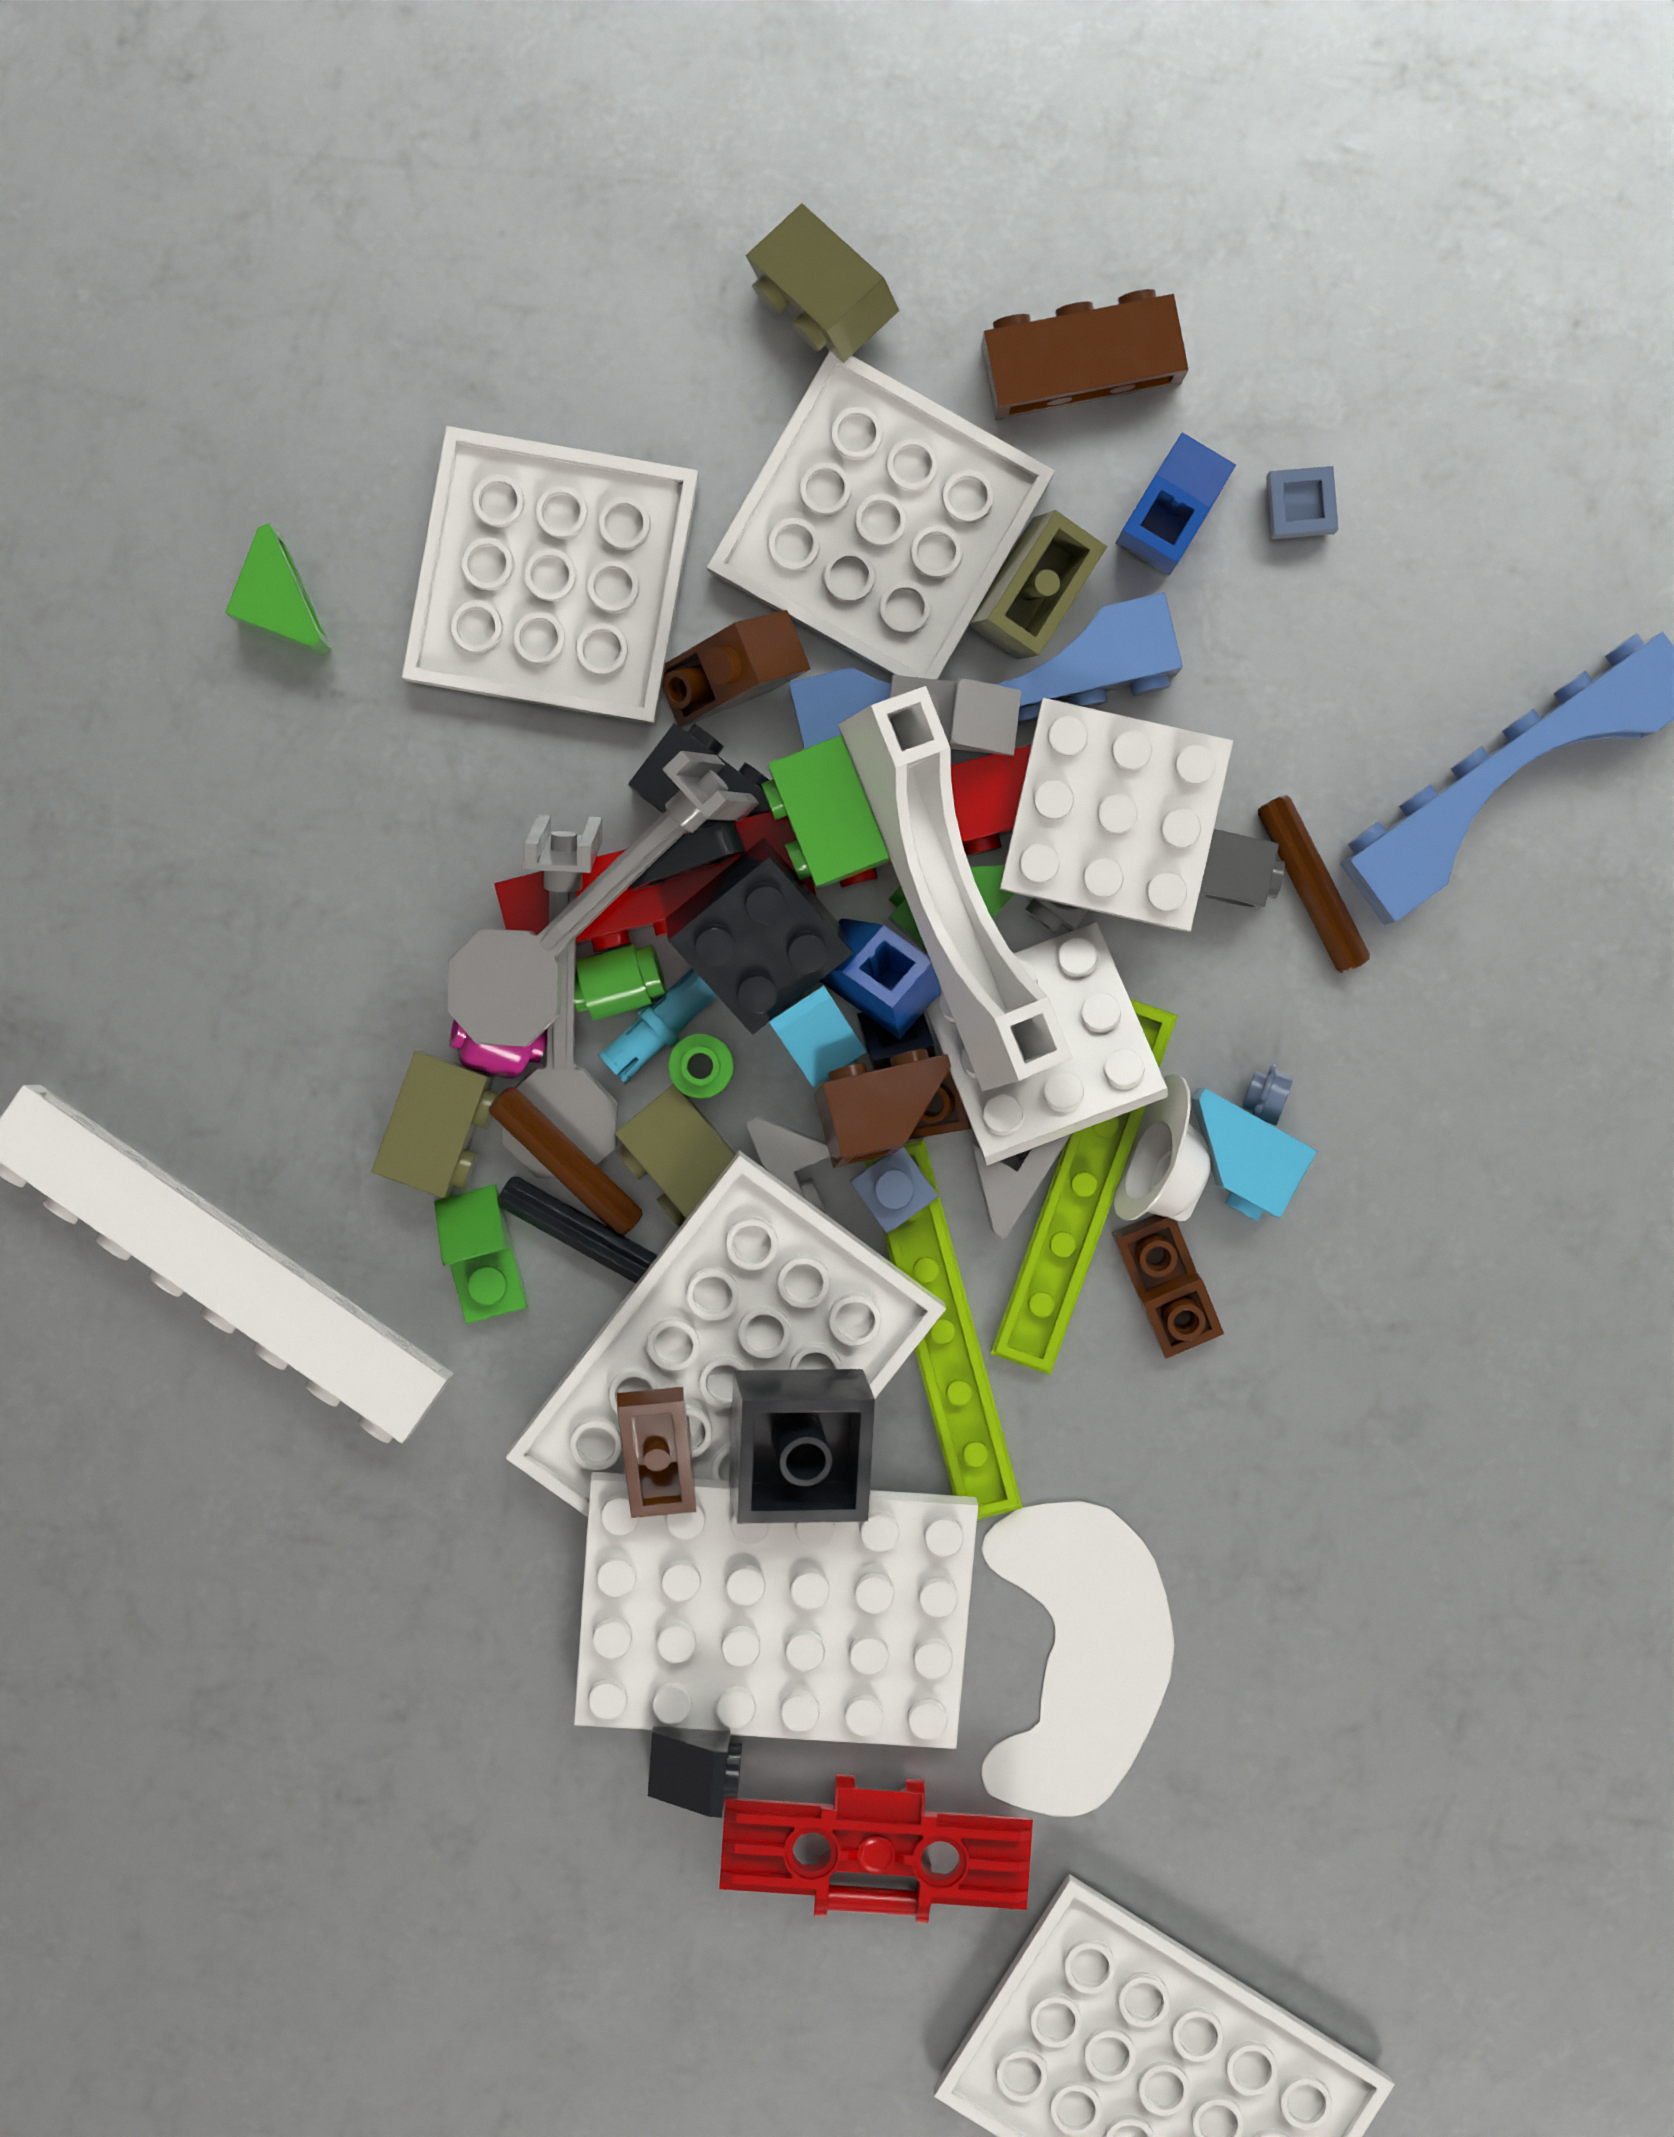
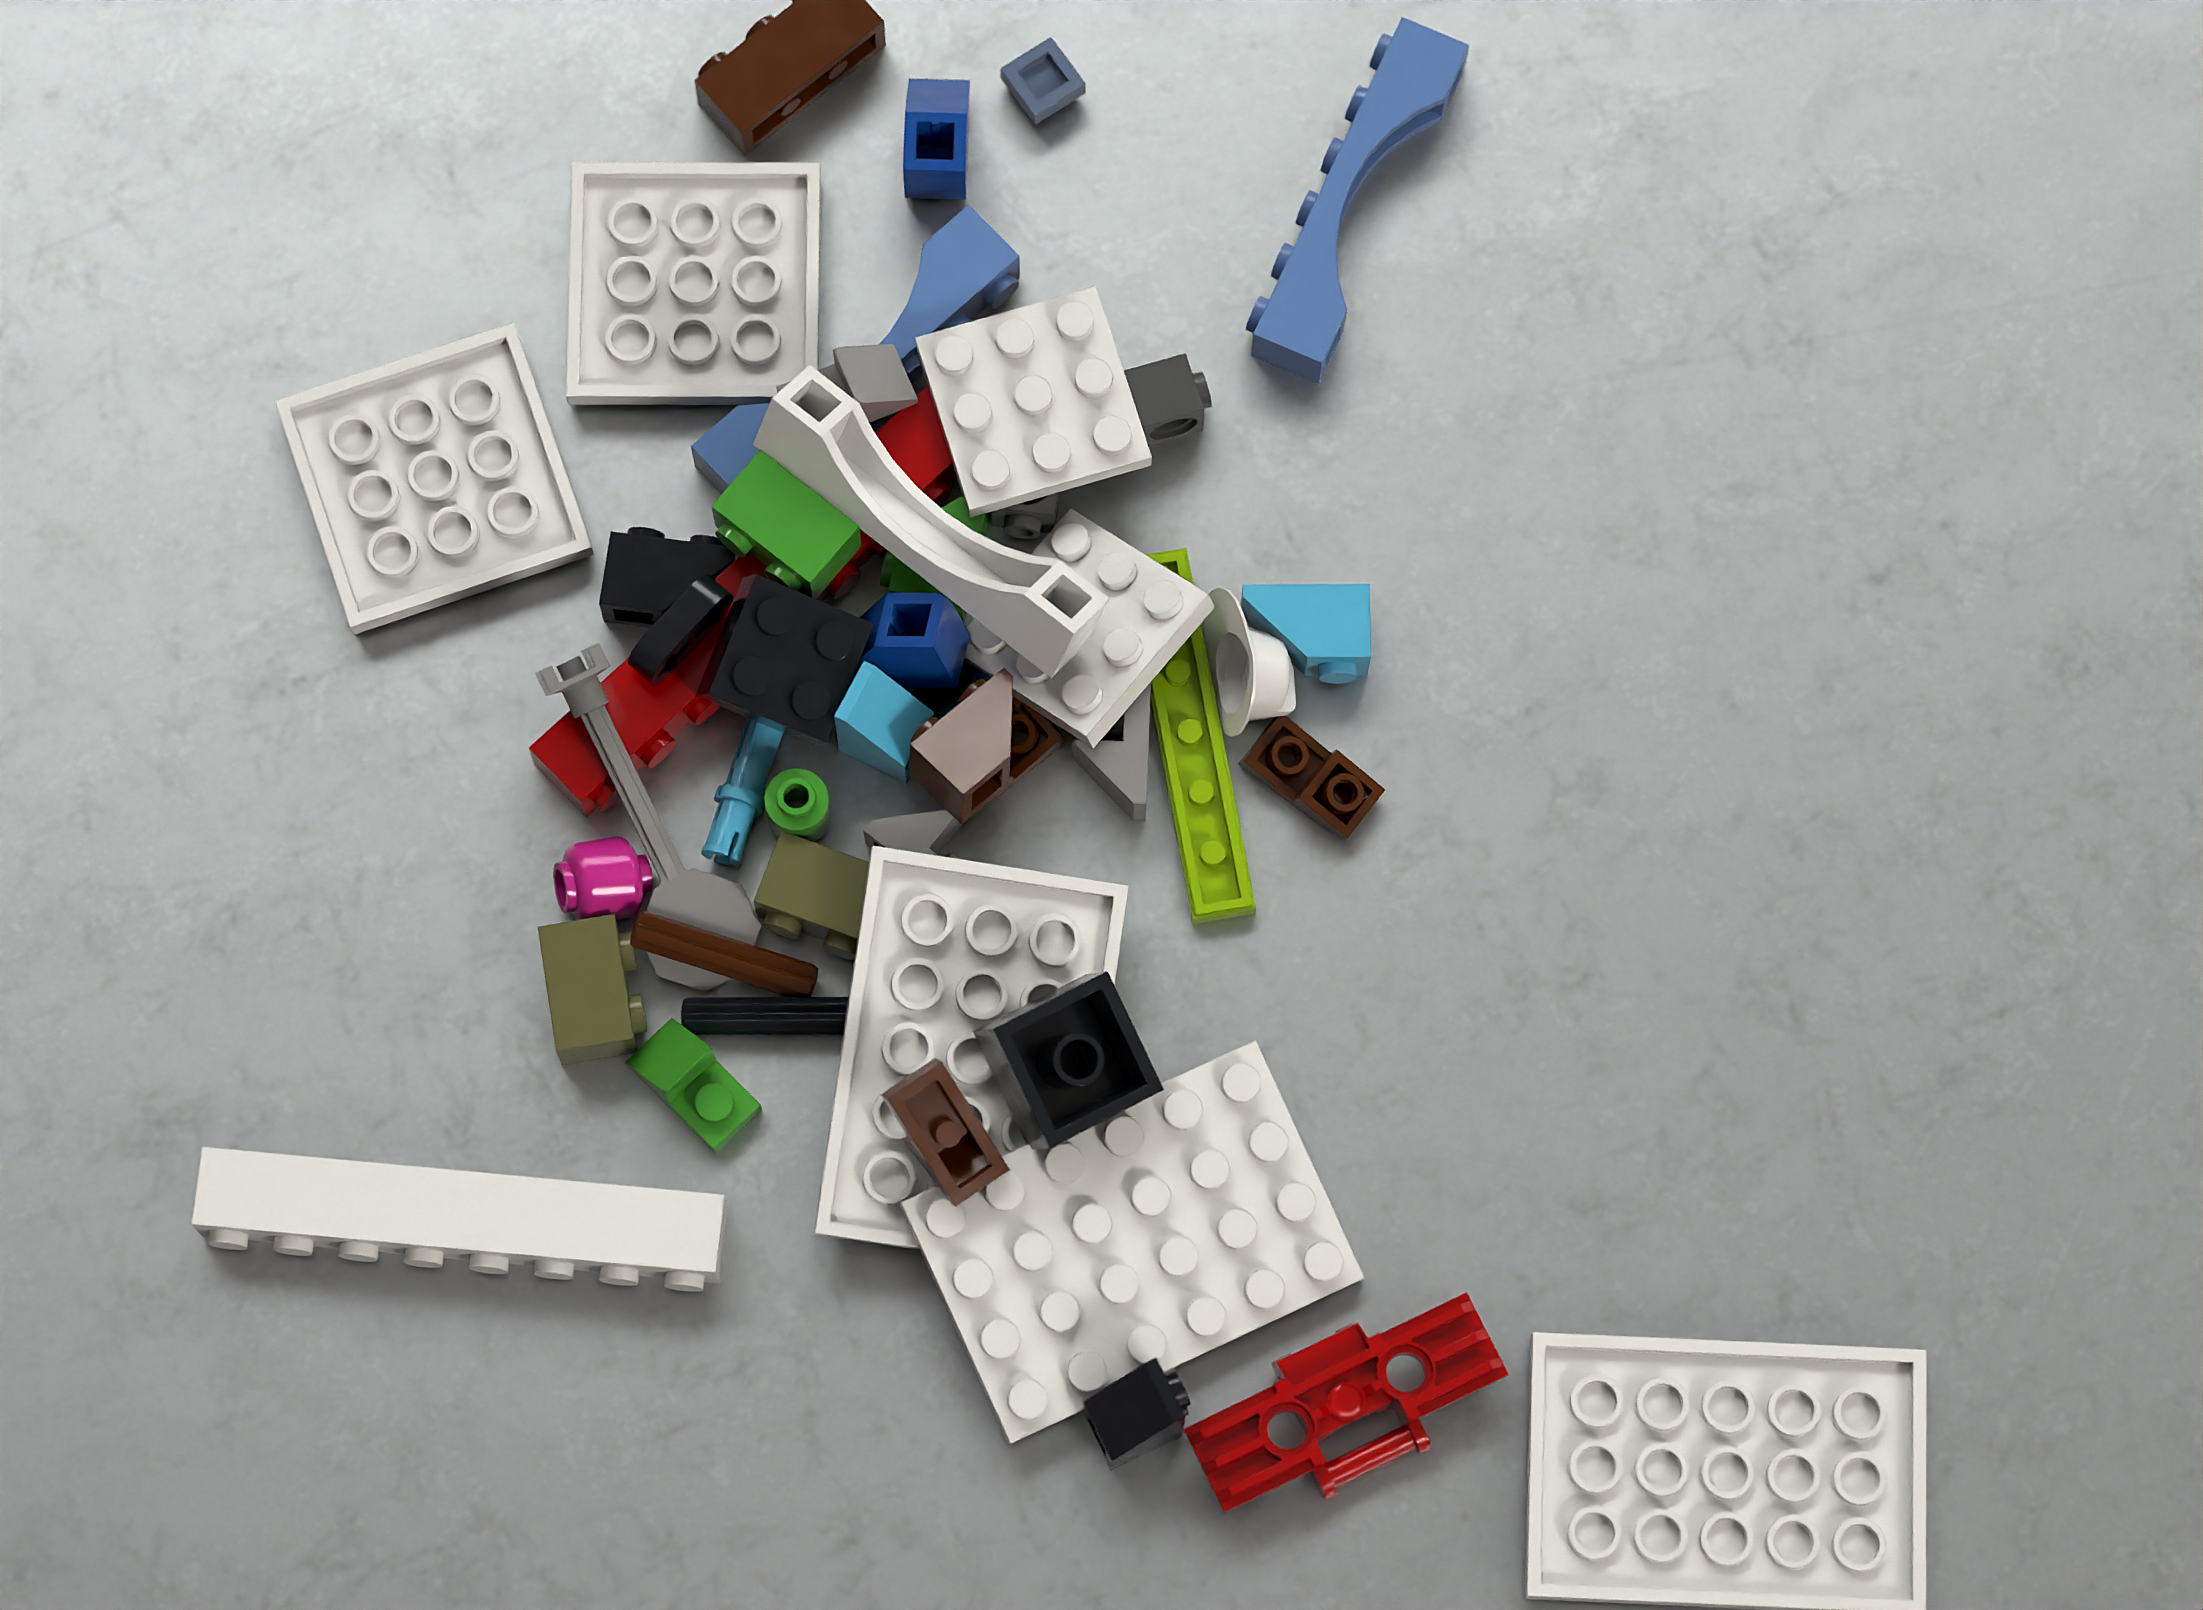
camera: 30 degrees left, 15 degrees down
(273, 597) = (203, 624): bright green slope -> none
(510, 981) = (589, 814): light grey piece -> none
(618, 981) = (685, 778): bright green brick -> none
(733, 667) = (635, 465): reddish brown slope -> none
(821, 283) = (535, 116): olive brick -> none
(894, 1189) = (1025, 820): sand blue plate -> none
(953, 1359) = (1152, 934): lime tile -> none
(1037, 585) = (857, 258): olive brick -> none
(1106, 1657) = (1452, 1133): white sticker -> none
(1268, 1094) = (1302, 565): sand blue plate -> none
(1314, 884) = (1239, 380): reddish brown axle -> none

